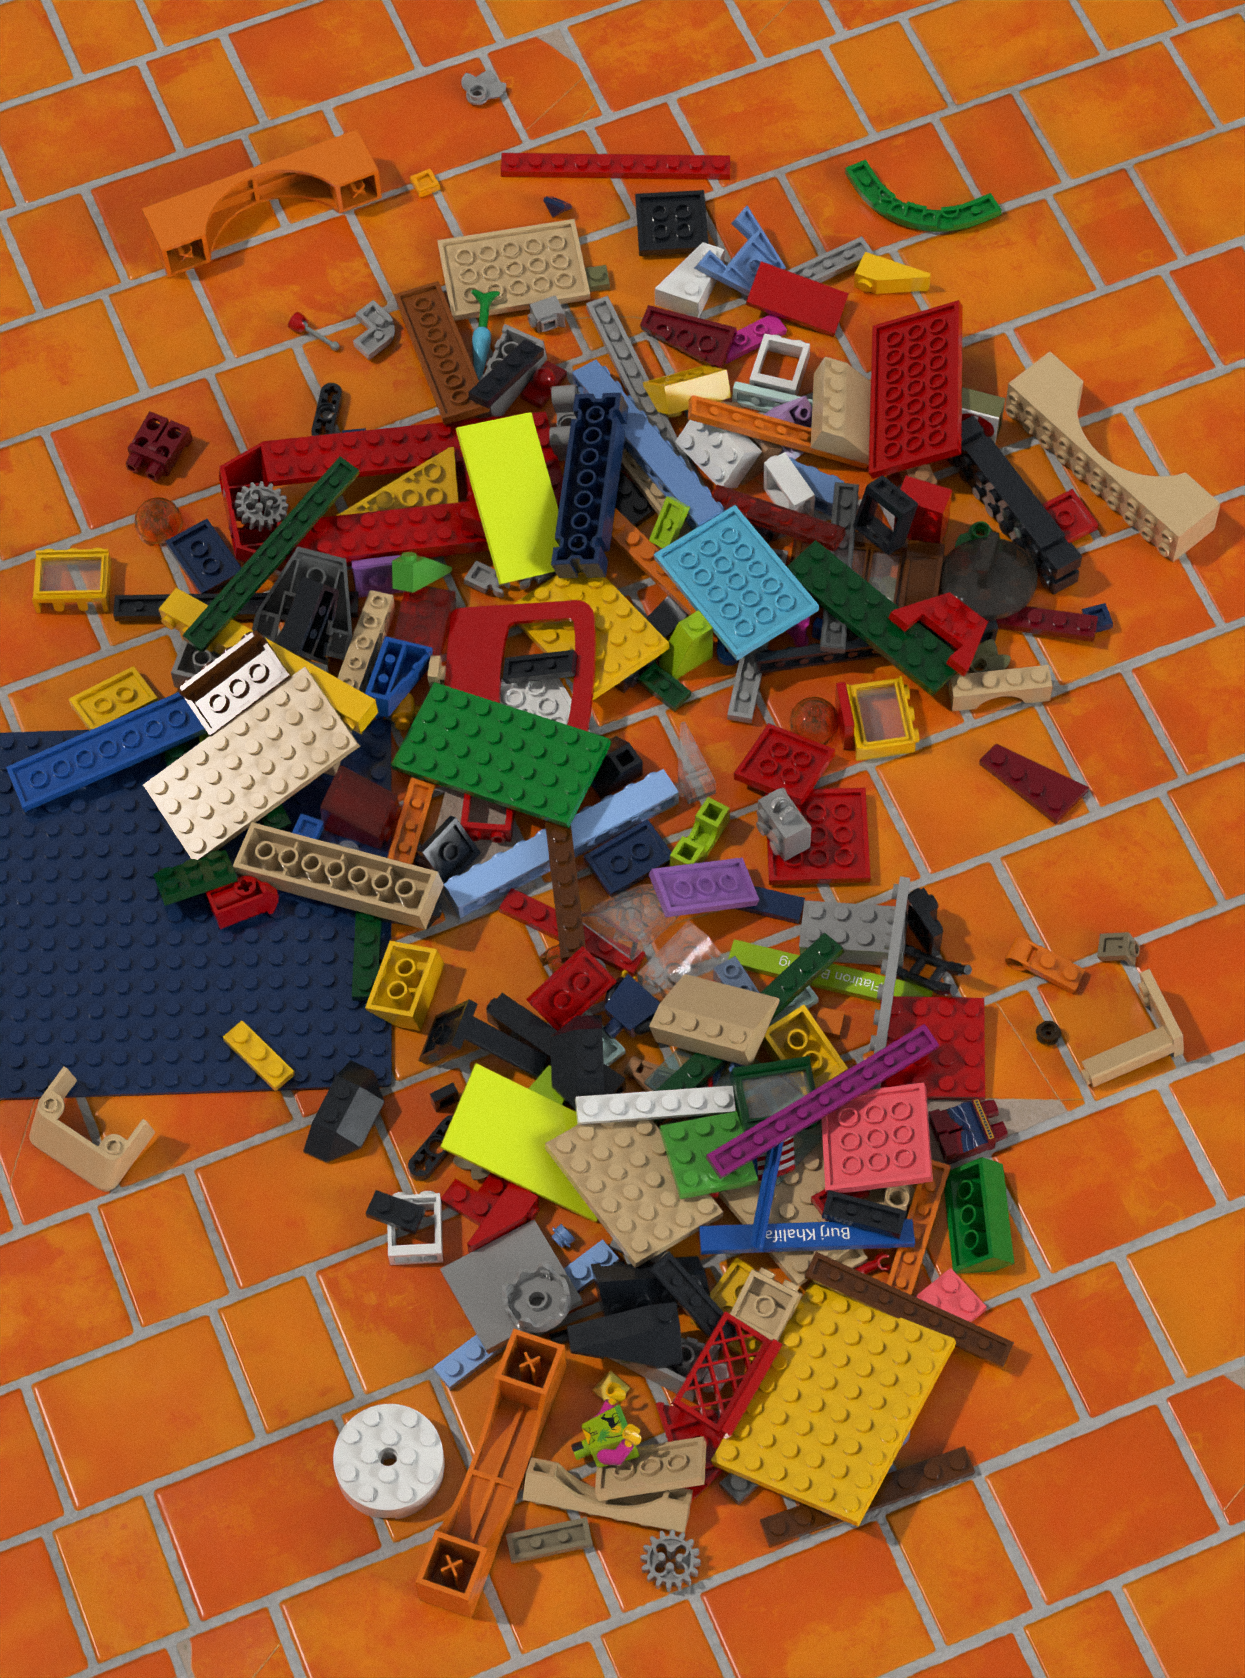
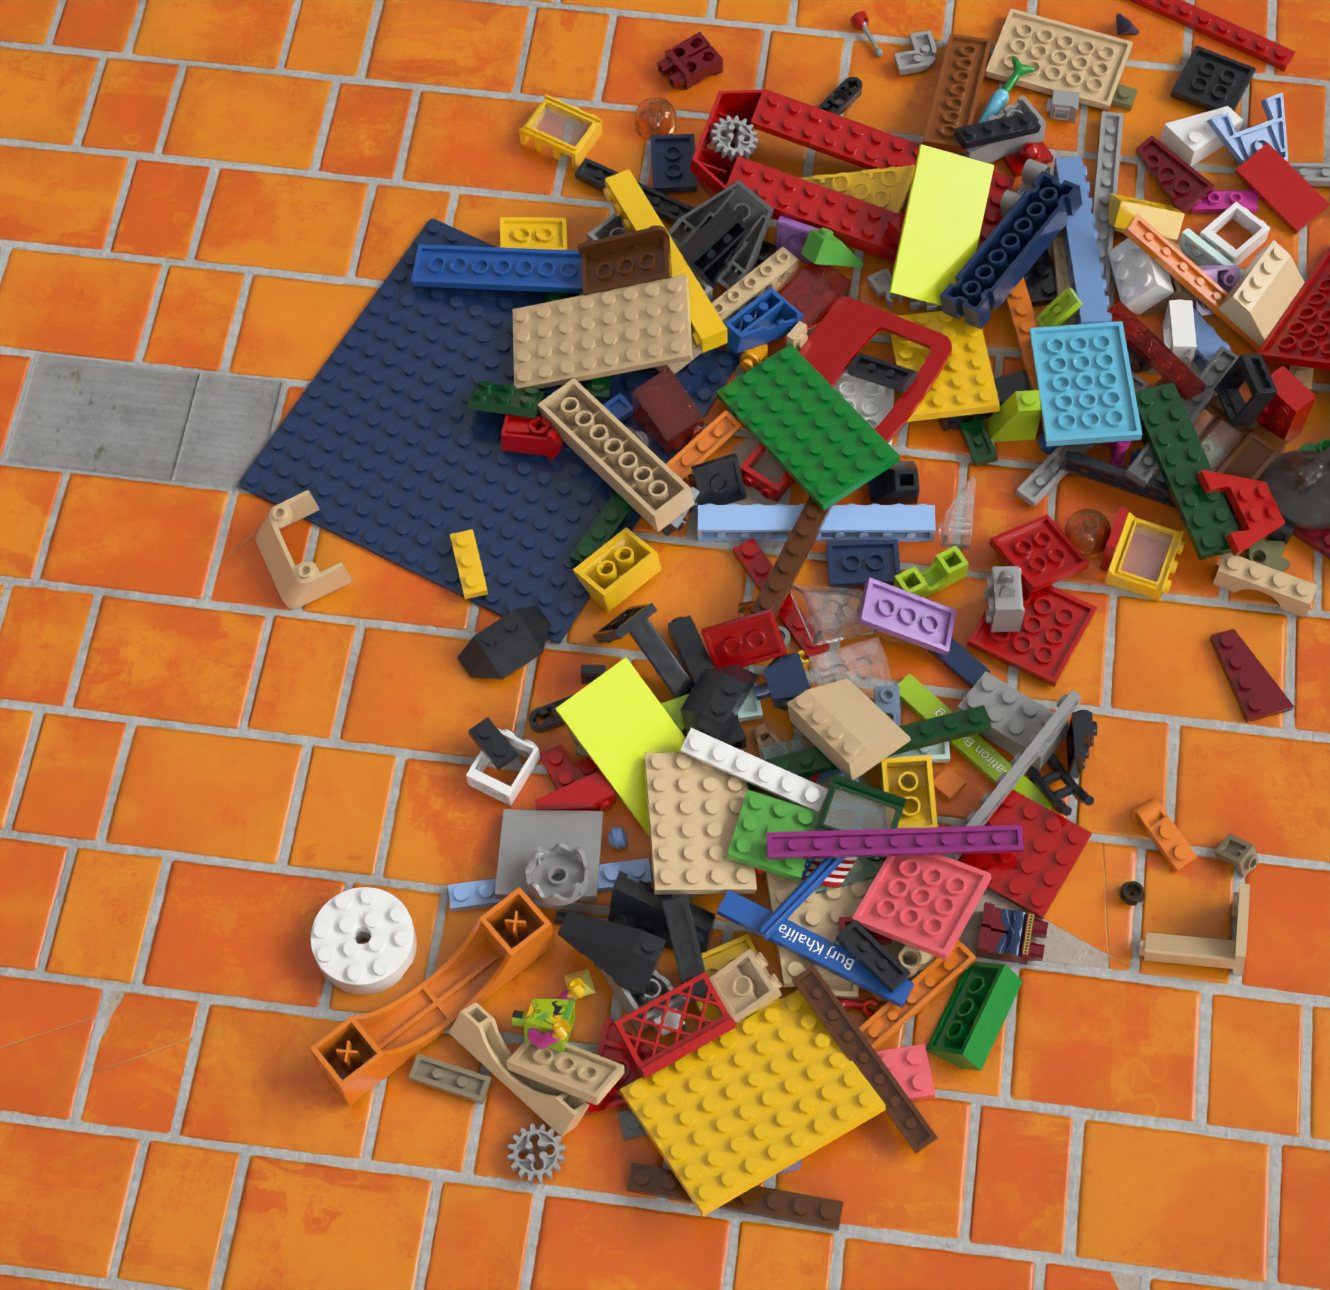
camera: 30 degrees right, 0 degrees up
(270, 554) = (715, 176): dark green plate -> none

